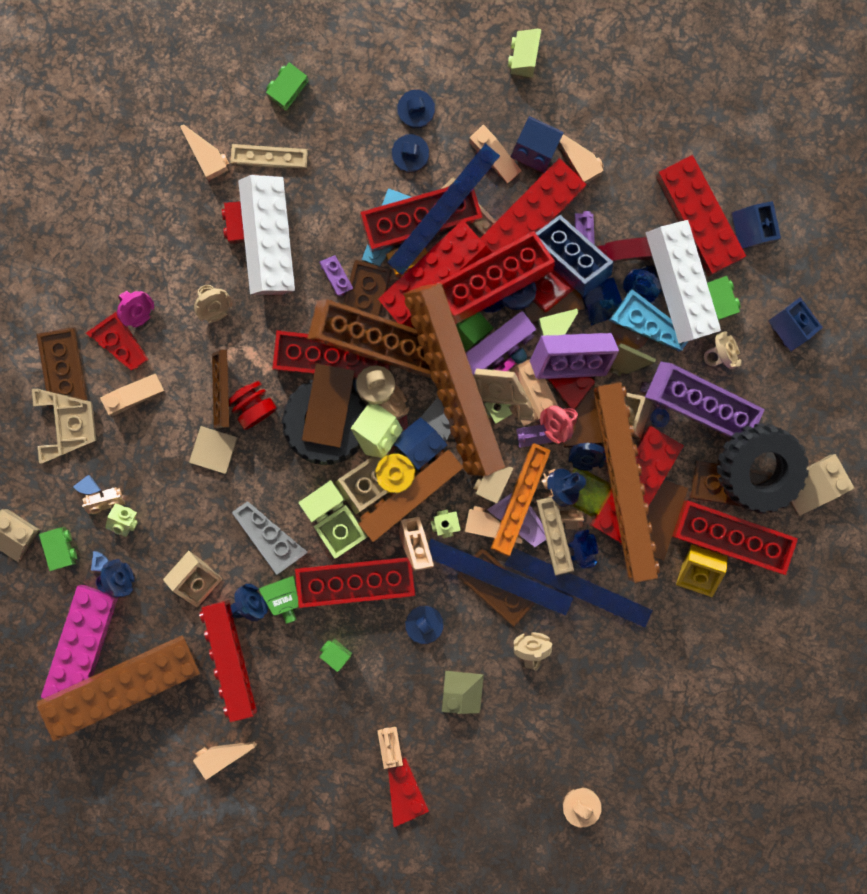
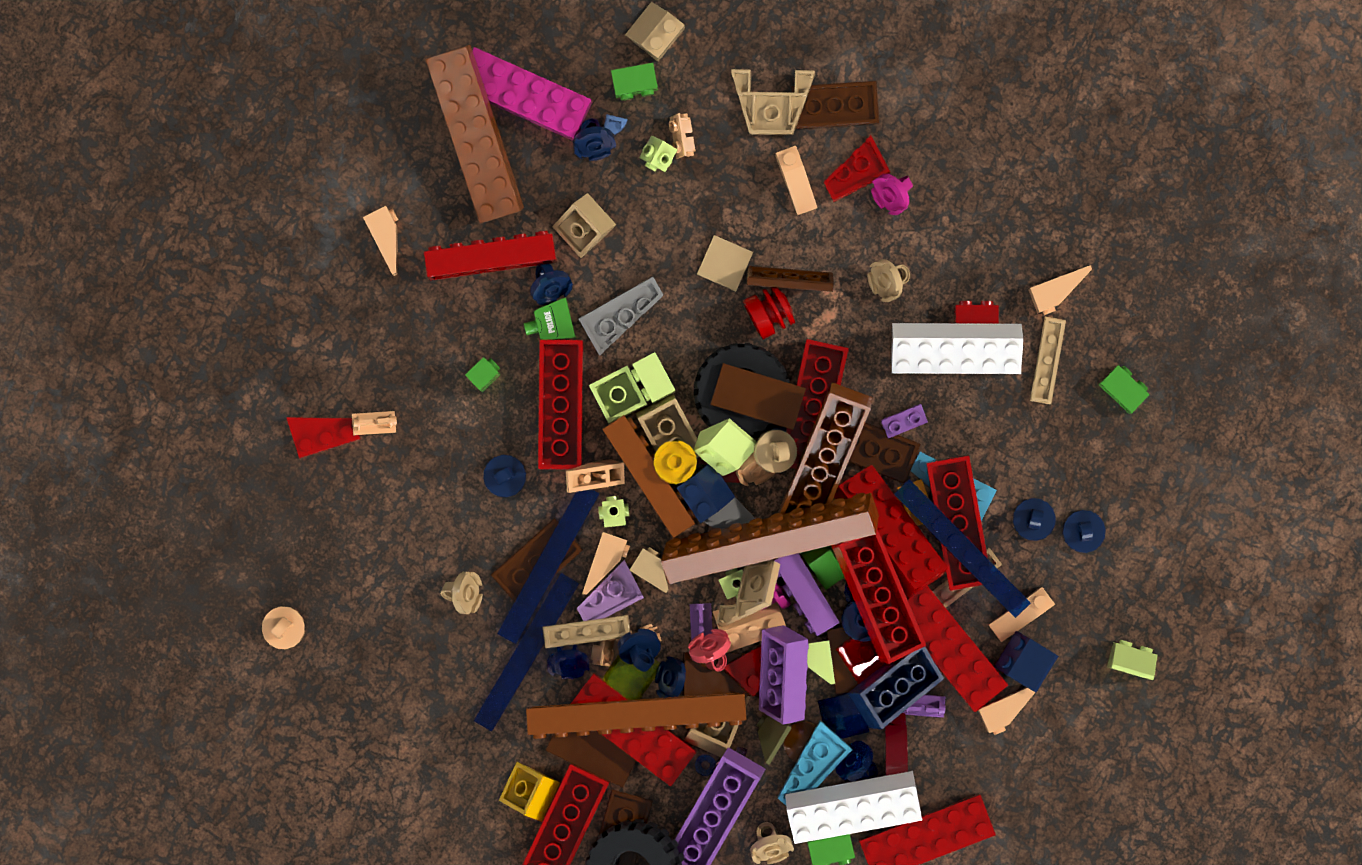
camera: 100 degrees right, 0 degrees up
(87, 486) = (700, 119): medium blue tile -> none
(462, 692) = (425, 509): olive slope -> none
(519, 356) = (791, 616): medium azure hinge -> none
(520, 499) = (631, 598): orange plate -> none

